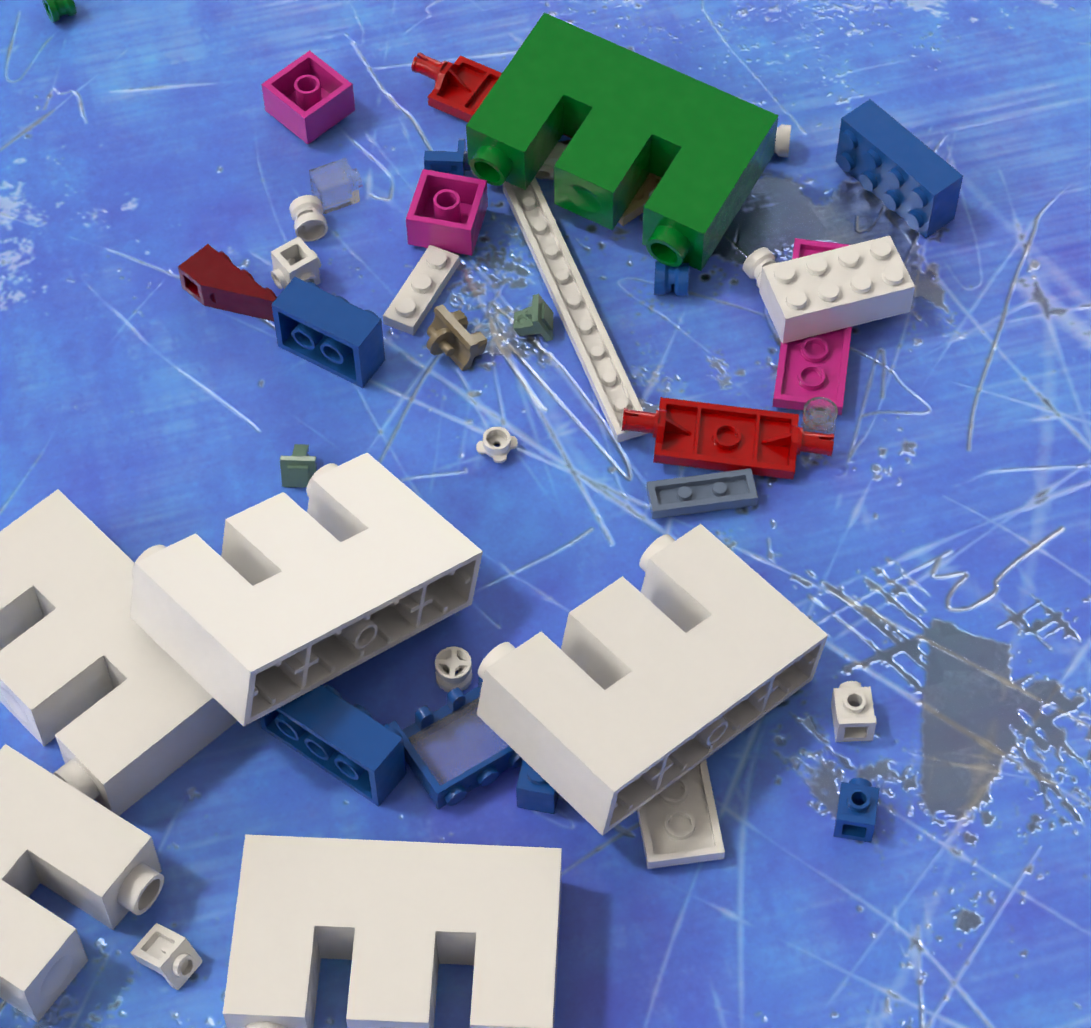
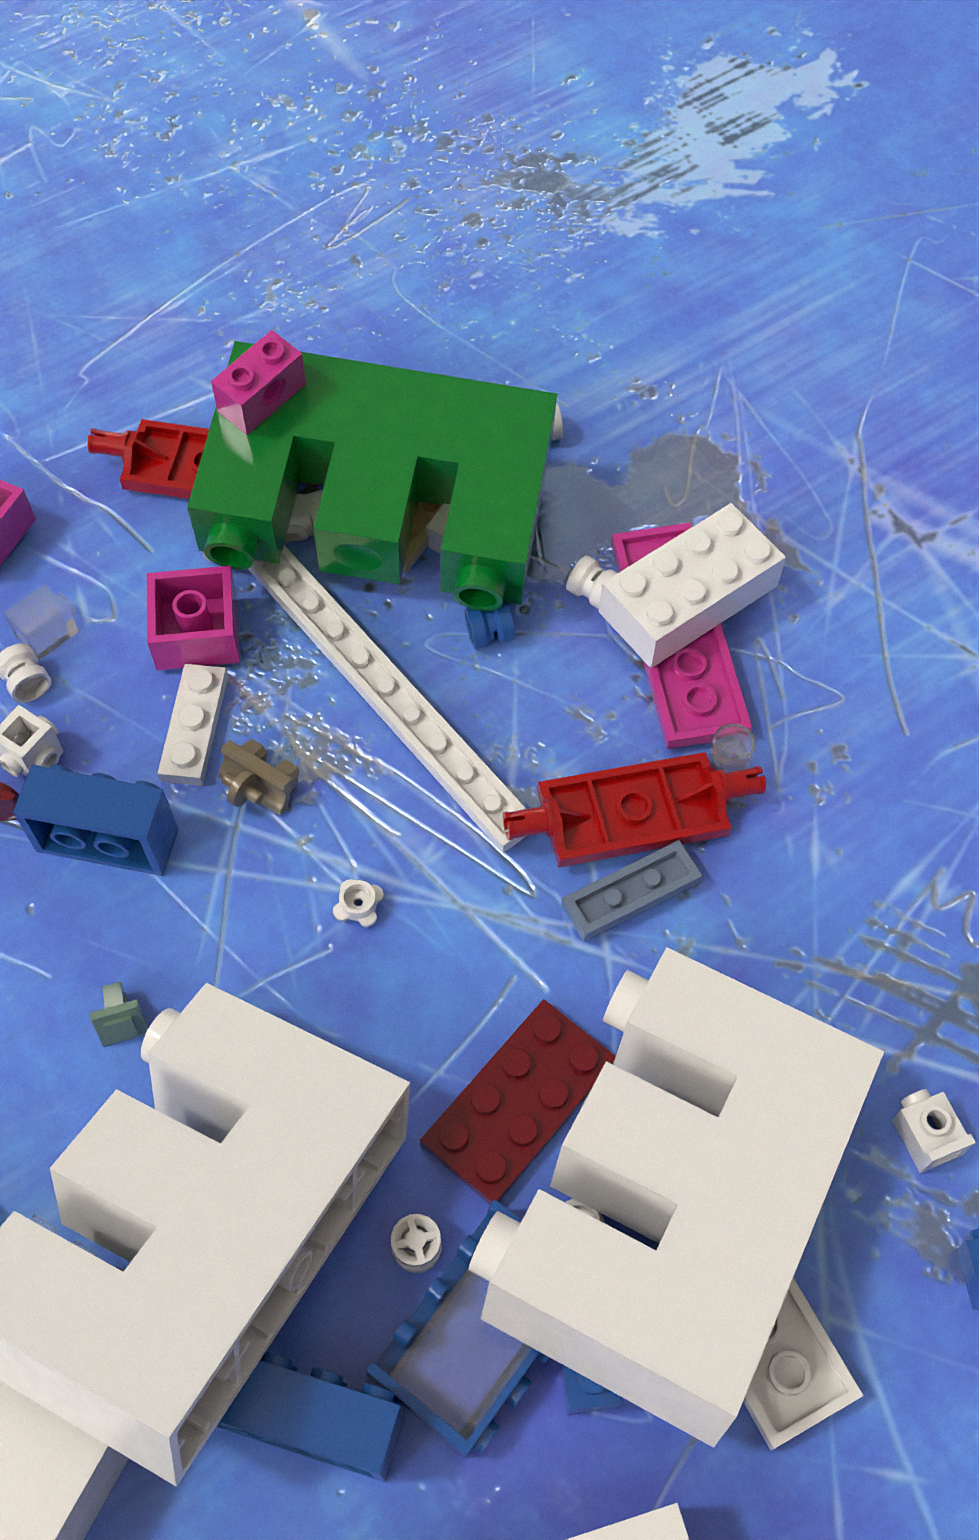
camera: 20 degrees left, 5 degrees up
(448, 161) = (172, 554): blue bracket -> none
(535, 319) = (346, 723): sand green brick -> none
(548, 600) = (517, 1102): none -> dark red plate
(549, 47) = (259, 382): none -> dark pink brick
(898, 168) = (696, 419): blue brick -> none

